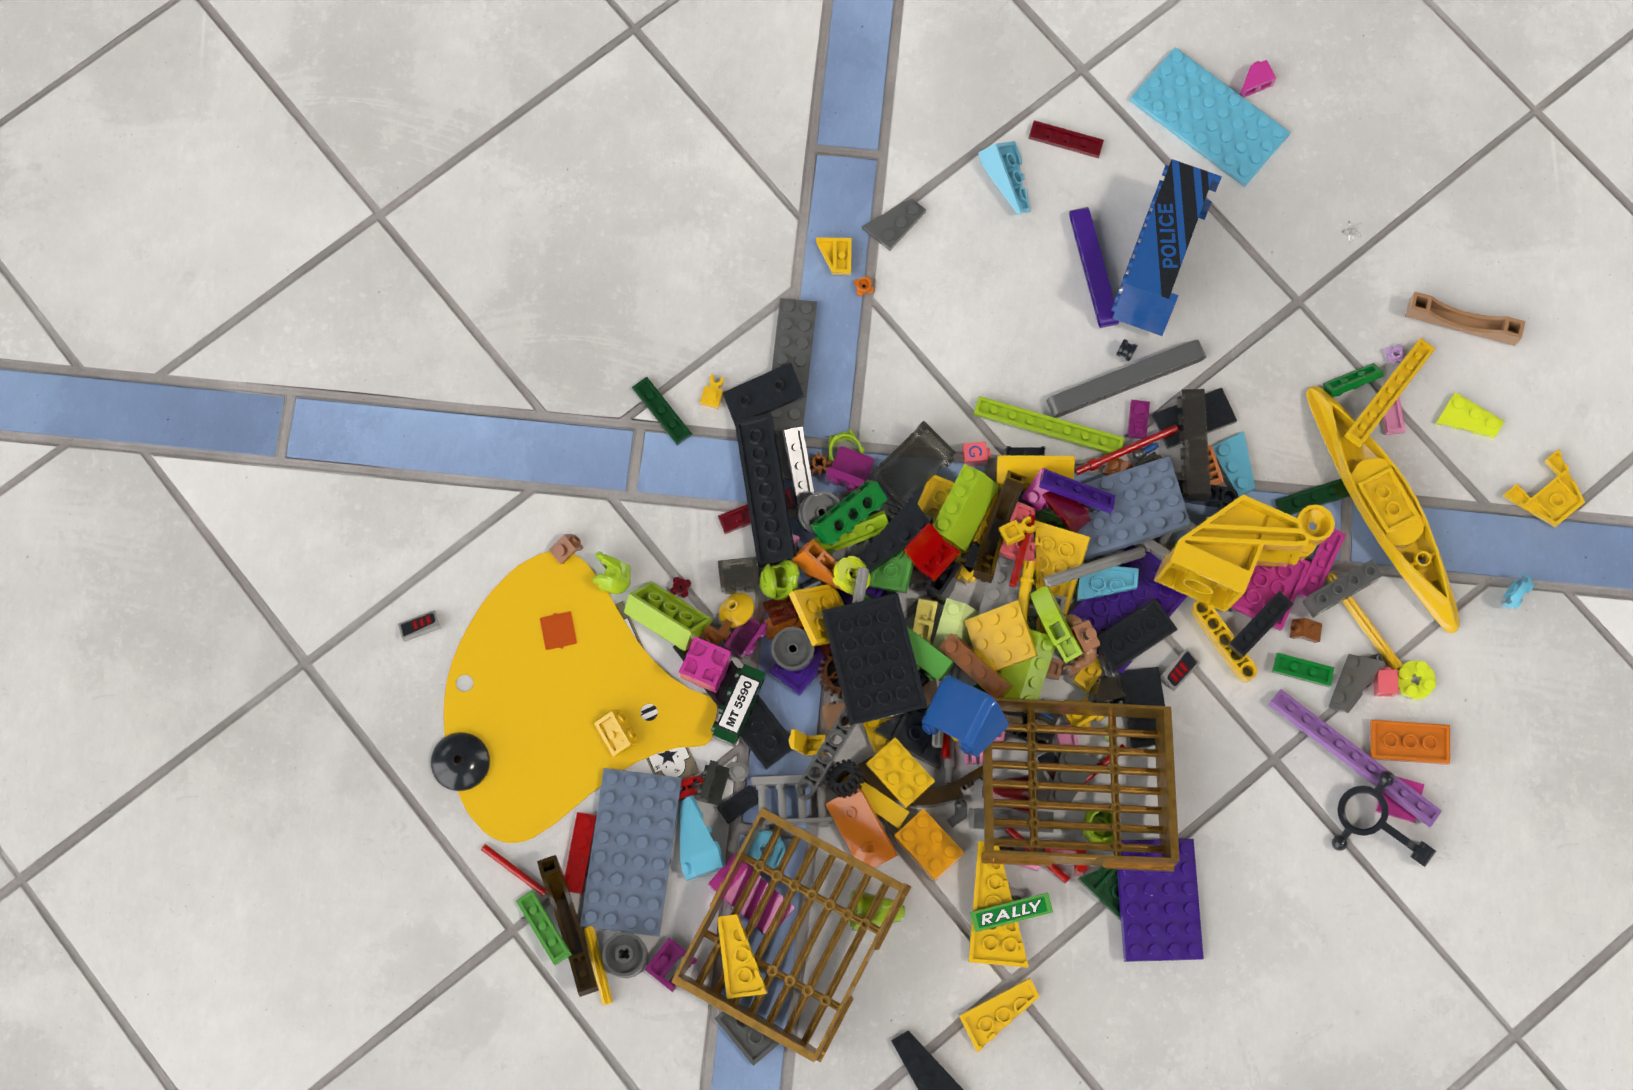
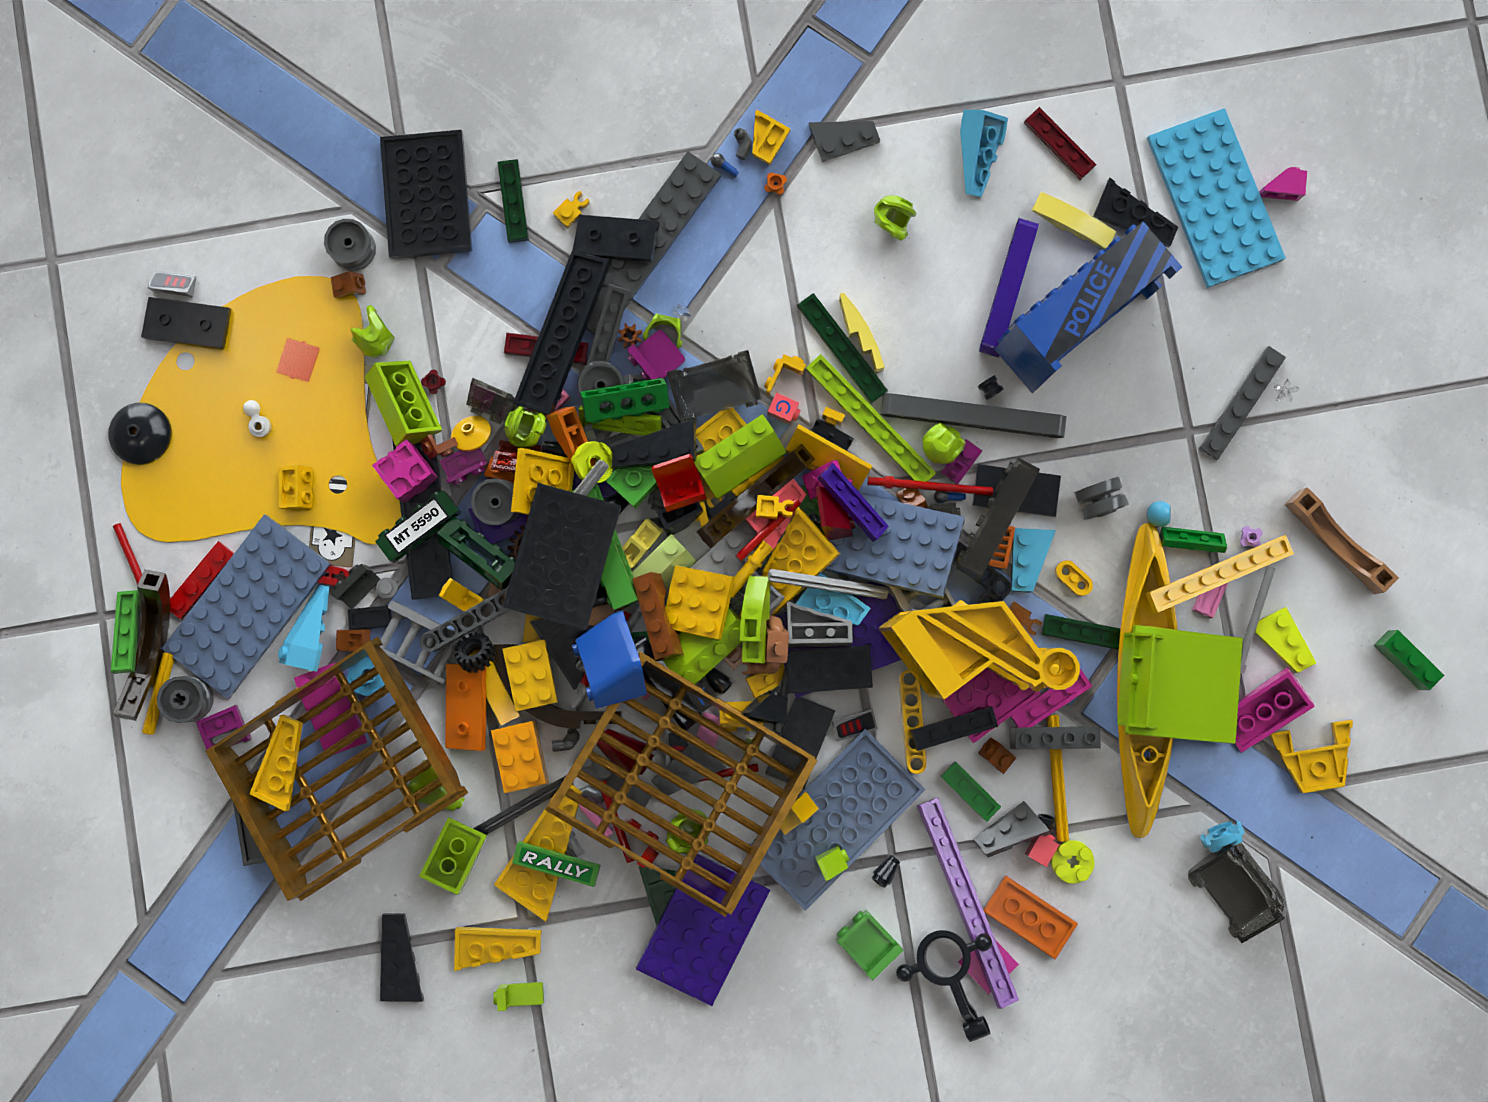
camera: 30 degrees right, 10 degrees up
(448, 651) = (186, 323): none -> black plate
(545, 690) = (252, 409): none -> white plate
(551, 525) = (349, 244): none -> dark grey wheel
(589, 443) = (425, 194): none -> black plate
(736, 829) = (351, 639): none -> dark orange bracket
(801, 698) = (453, 538): none -> dark green brick
(808, 292) = (718, 161): none -> piece
(819, 267) = (744, 143): none -> dark grey arm
(849, 424) = (681, 312): none -> clear plate
(923, 956) = (453, 856): none -> lime slope
(949, 895) = (519, 808): none -> black axle
(962, 415) = (792, 363): none -> yellow bracket
(972, 259) = (893, 215): none -> lime helmet
(992, 383) = (842, 348): none -> dark green tile
(994, 359) = (857, 327): none -> light yellow slope
(1017, 439) = (832, 417): none -> yellow plate
(1043, 1040) = (518, 995): none -> lime bracket
(1052, 693) = (718, 681): none -> black cone
(1106, 607) = (816, 629): none -> light grey wedge
(1112, 190) = (1073, 220): none -> light yellow slope
(1117, 413) = (942, 444): none -> lime helmet
(1147, 163) = (1124, 210): none -> black wing
(1182, 758) = (801, 810): none -> yellow slope
(1214, 749) = (856, 804): none -> sand blue plate
(1230, 784) = (832, 862): none -> lime slope
(1266, 387) = (1101, 498): none -> dark grey wheel
(1275, 772) = (885, 872): none -> black cone
(1279, 459) = (1073, 578): none -> yellow plate
(1297, 836) = (869, 944): none -> bright green panel
(1315, 374) = (1159, 513): none -> medium azure piece
(1325, 257) = (1242, 403): none -> dark grey plate
(1412, 492) = (1180, 684): none -> lime door
(1448, 457) = (1253, 622): none -> light grey bar
(1489, 478) = (1270, 708): none -> dark pink slope
(1556, 627) = (1240, 890): none -> clear smoke windscreen
(1572, 380) = (1409, 660): none -> green brick

